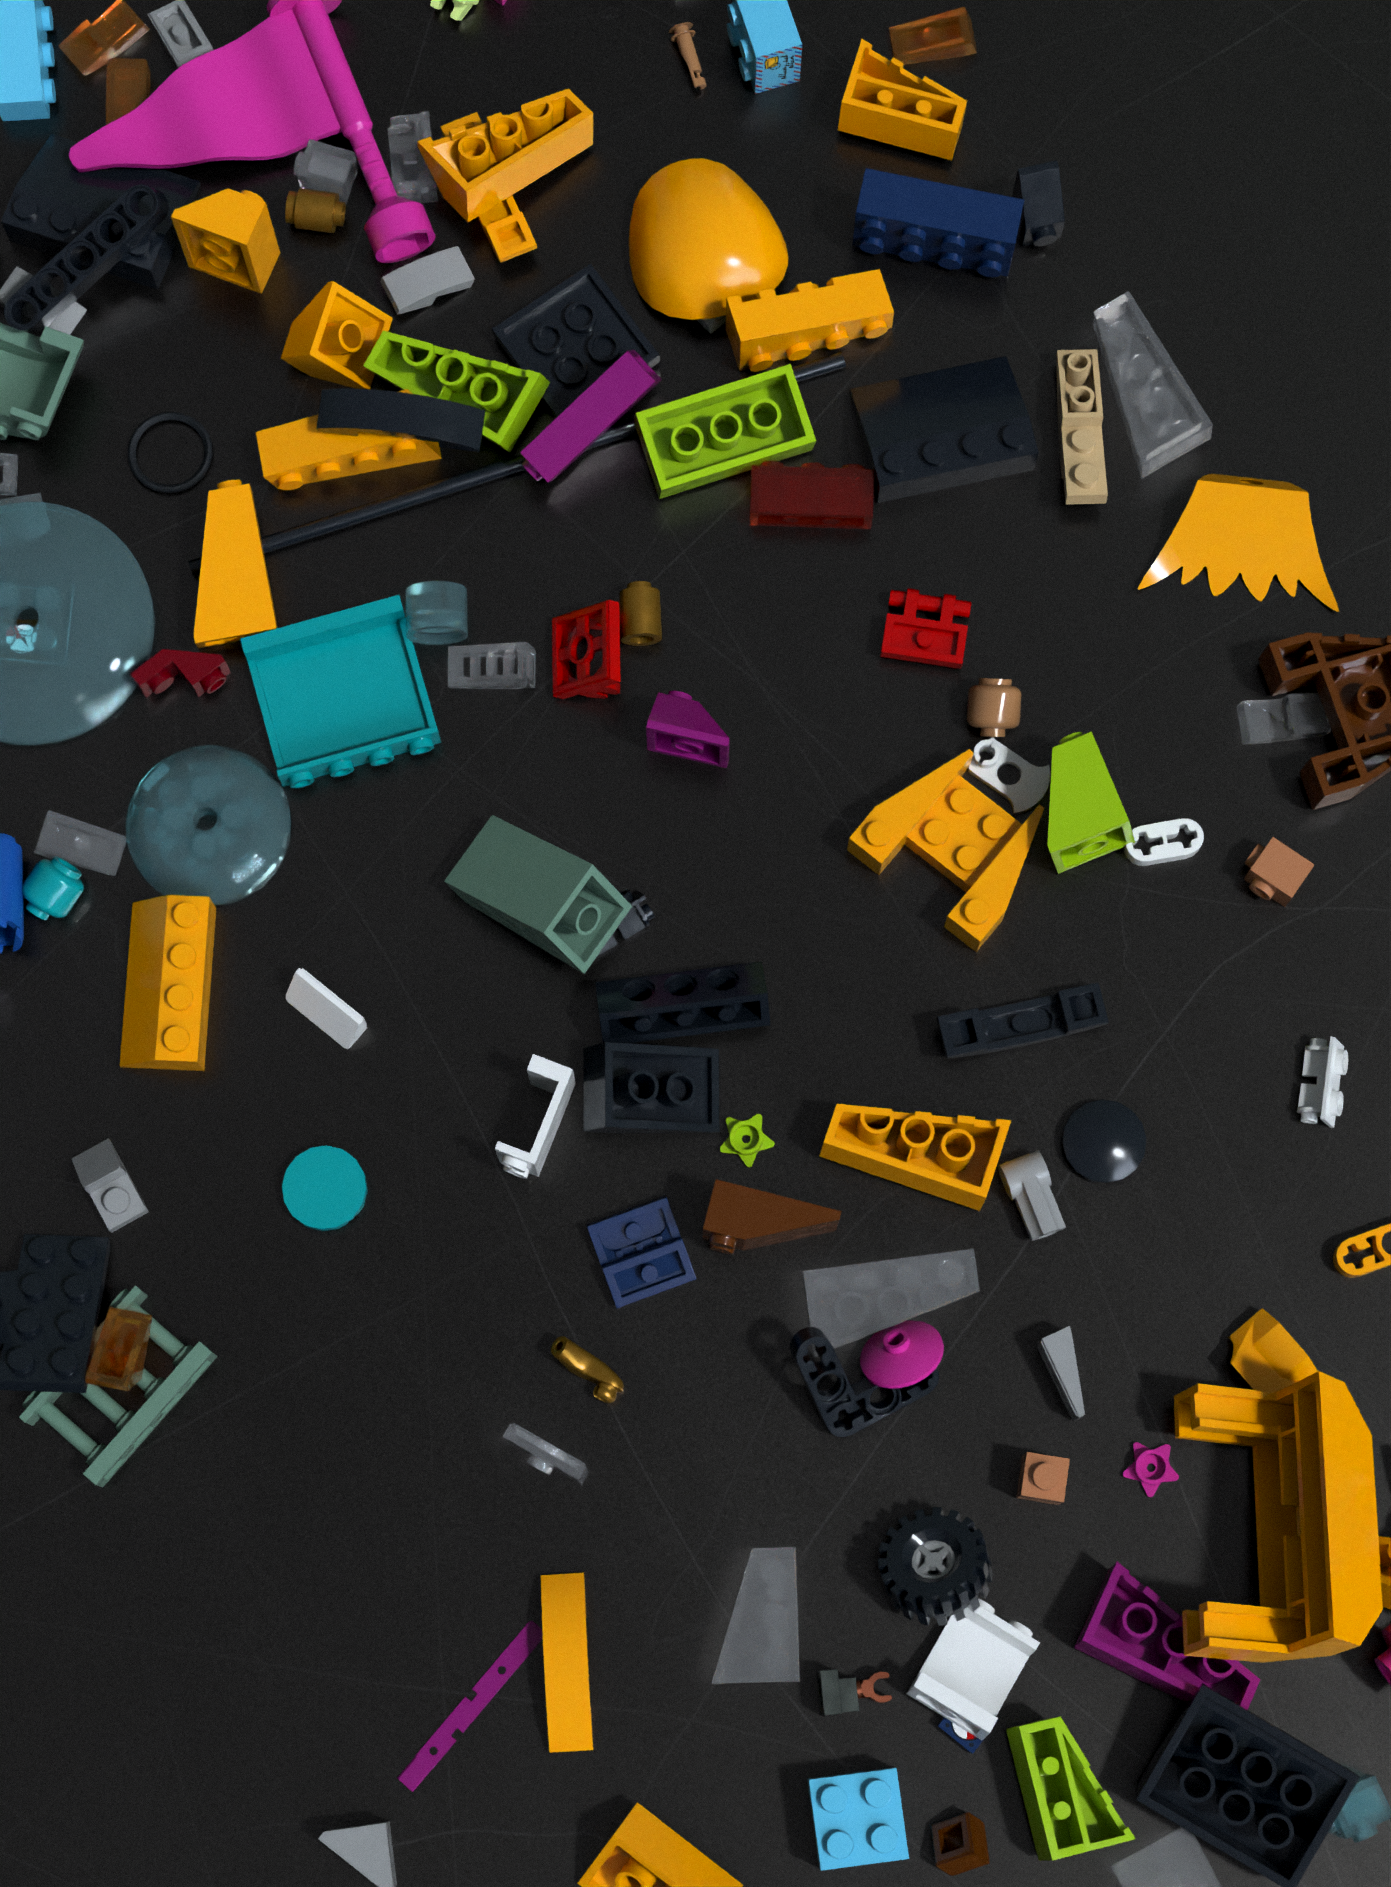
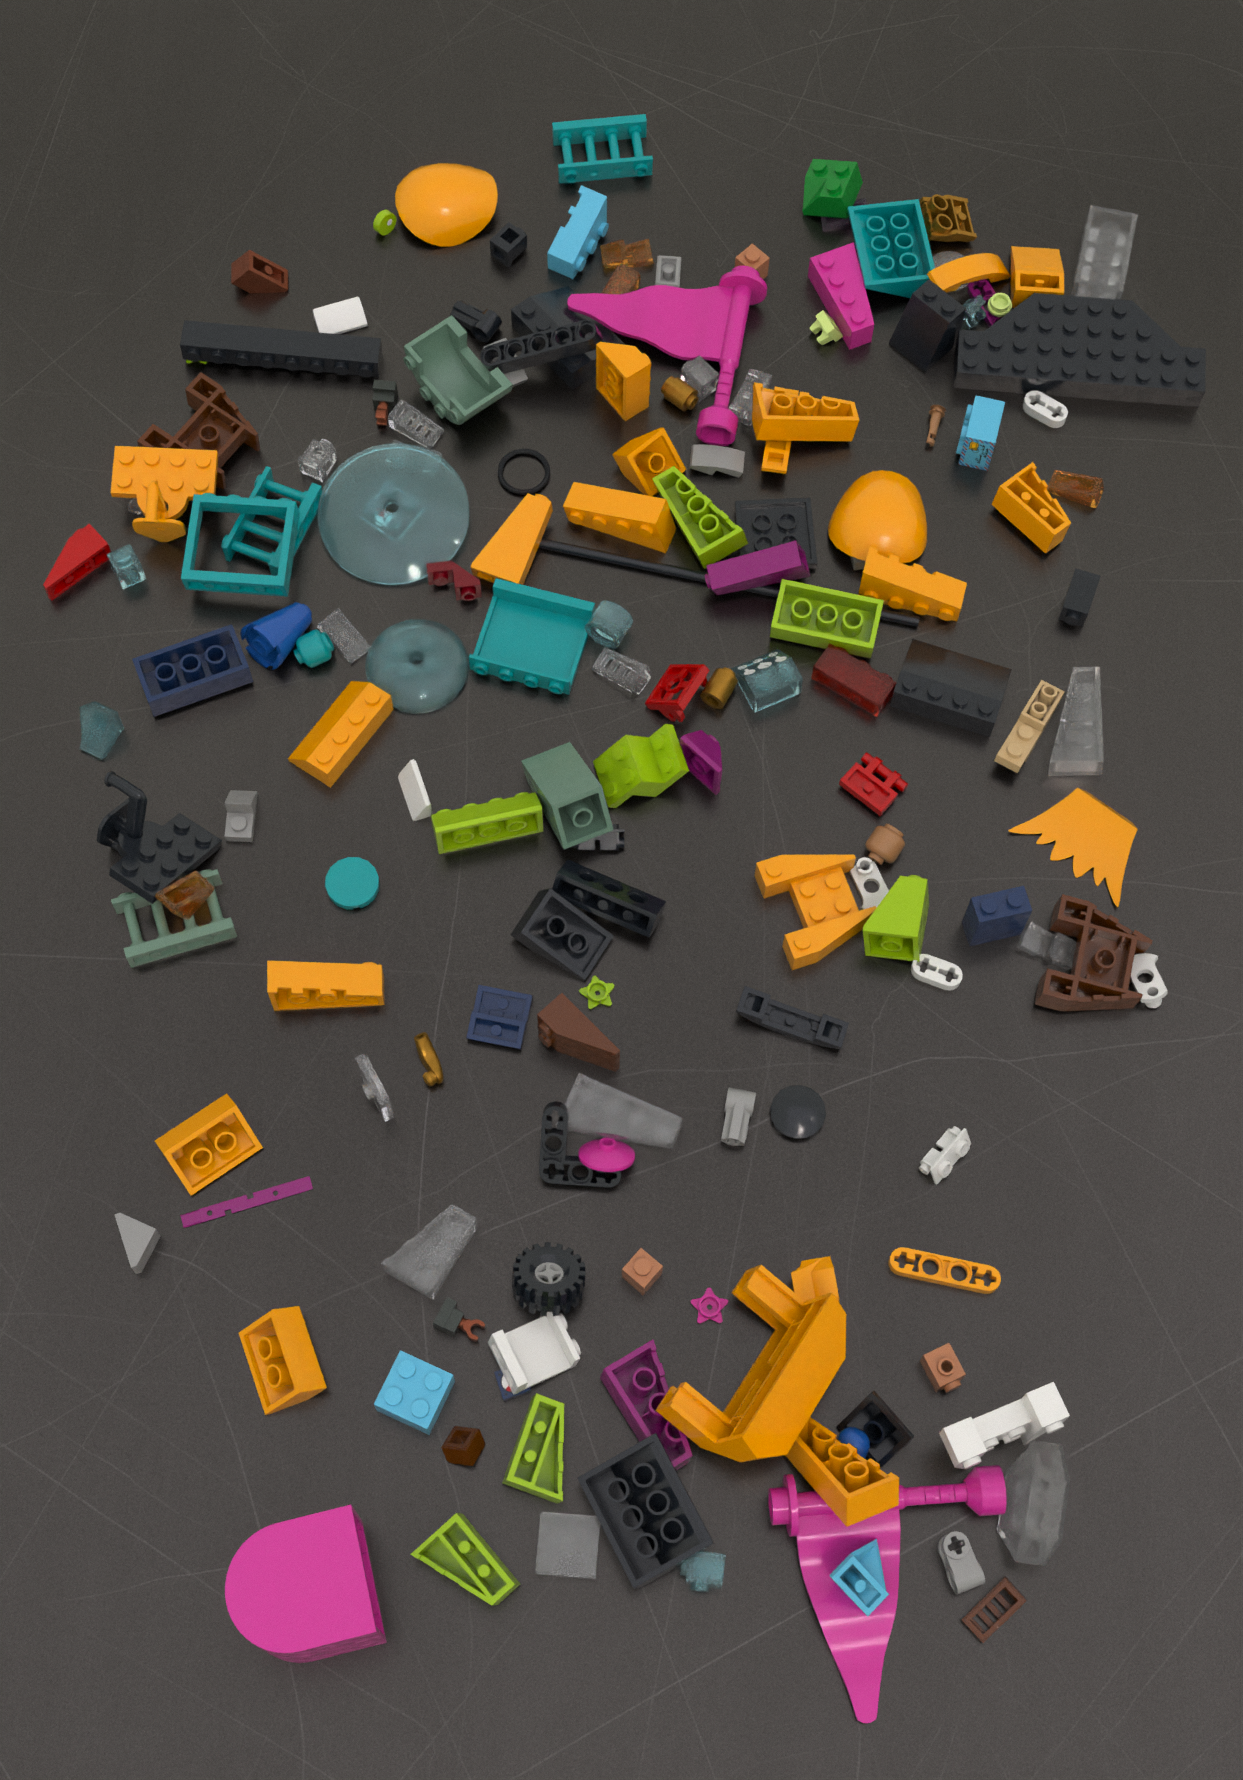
camera: 30 degrees right, 10 degrees down
(373, 1664) = (208, 1144): none -> light orange slope
(387, 1353) = (324, 985): none -> light orange wedge
(401, 415) = (655, 510): black slope -> none
(452, 993) = (487, 822): none -> lime slope
(557, 1080) = (492, 917): white panel -> none
(566, 1662) = (310, 1209): light orange slope -> none
(609, 791) = (640, 766): none -> lime bracket
(695, 561) = (768, 679): none -> clear light blue slope
(919, 1150) = (688, 1052): light orange wedge -> none
(936, 223) = (1014, 577): dark blue brick -> none
(1060, 1360) = (695, 1211): light grey slope -> none
(1202, 723) = (996, 915): none -> dark blue brick
(1276, 871) = (991, 1023): nougat brick -> none

